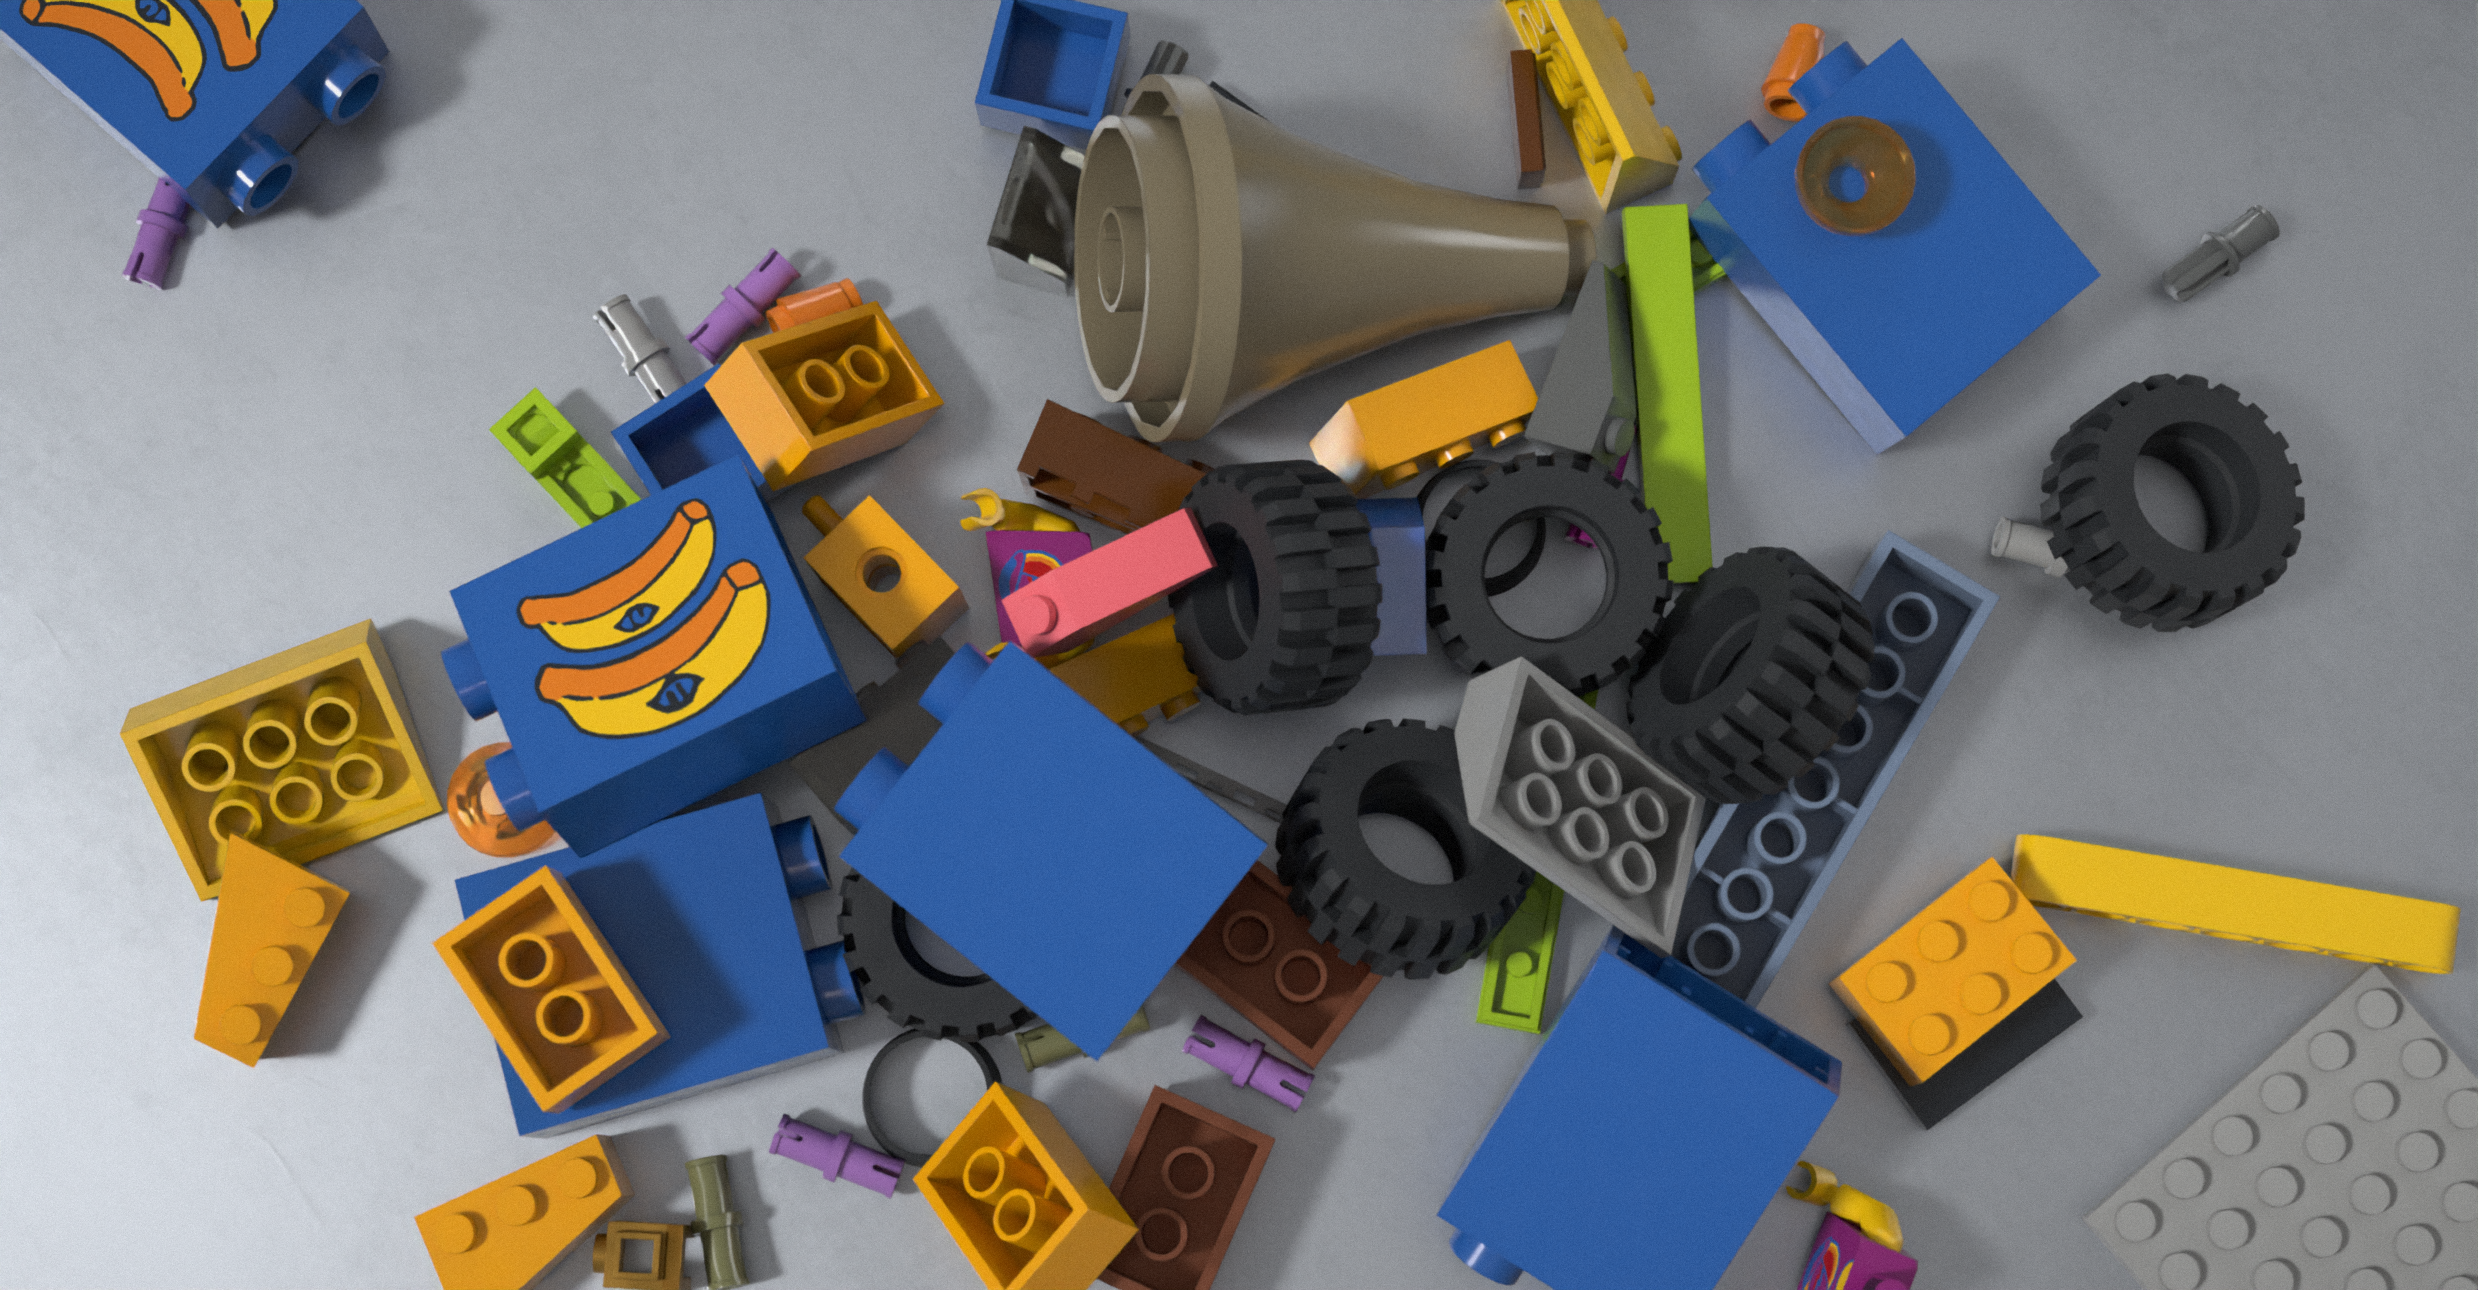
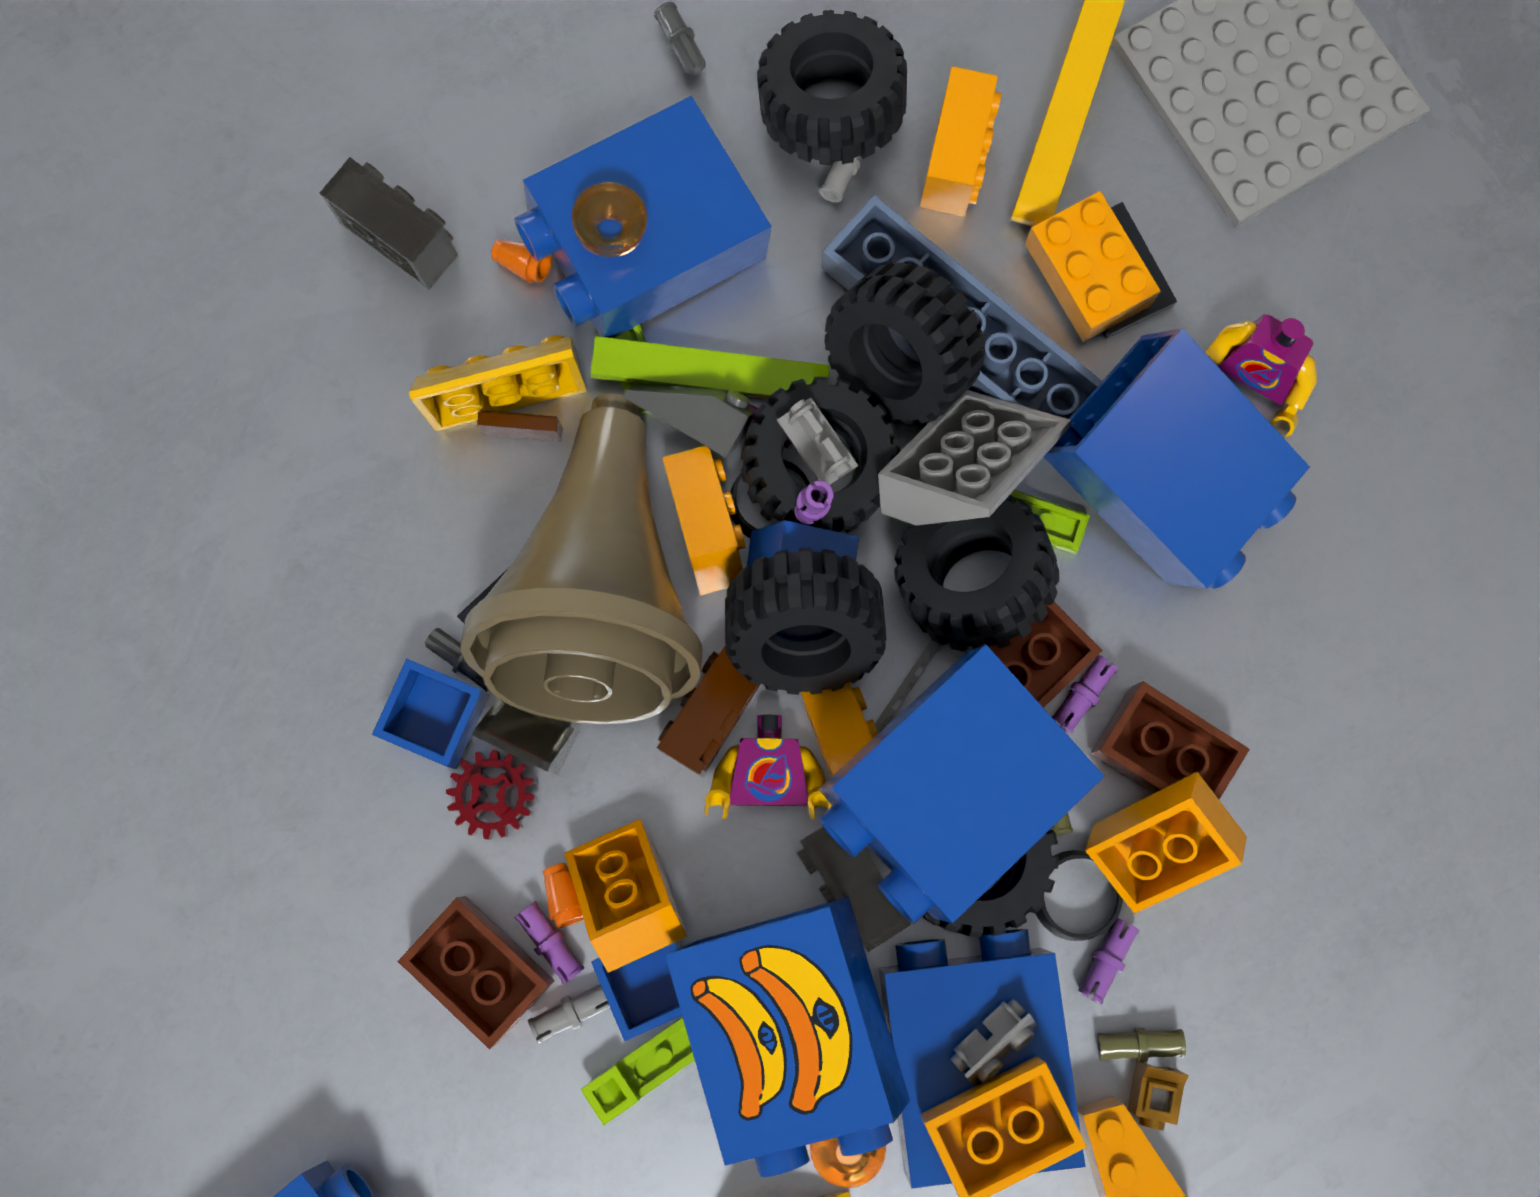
camera: 85 degrees left, 0 degrees up
(655, 952) = (985, 1055): none -> light grey hinge
(684, 205) = (476, 971): none -> copper brick
(864, 551) = (730, 890): light orange piece -> none
(932, 202) = (479, 781): none -> dark red gear
(1108, 584) = (785, 725): coral slope -> none
(1456, 542) = (810, 498): none -> medium lavender pin
(1557, 557) = (817, 441): none -> light grey hinge
(2124, 726) = (961, 142): none -> light orange brick

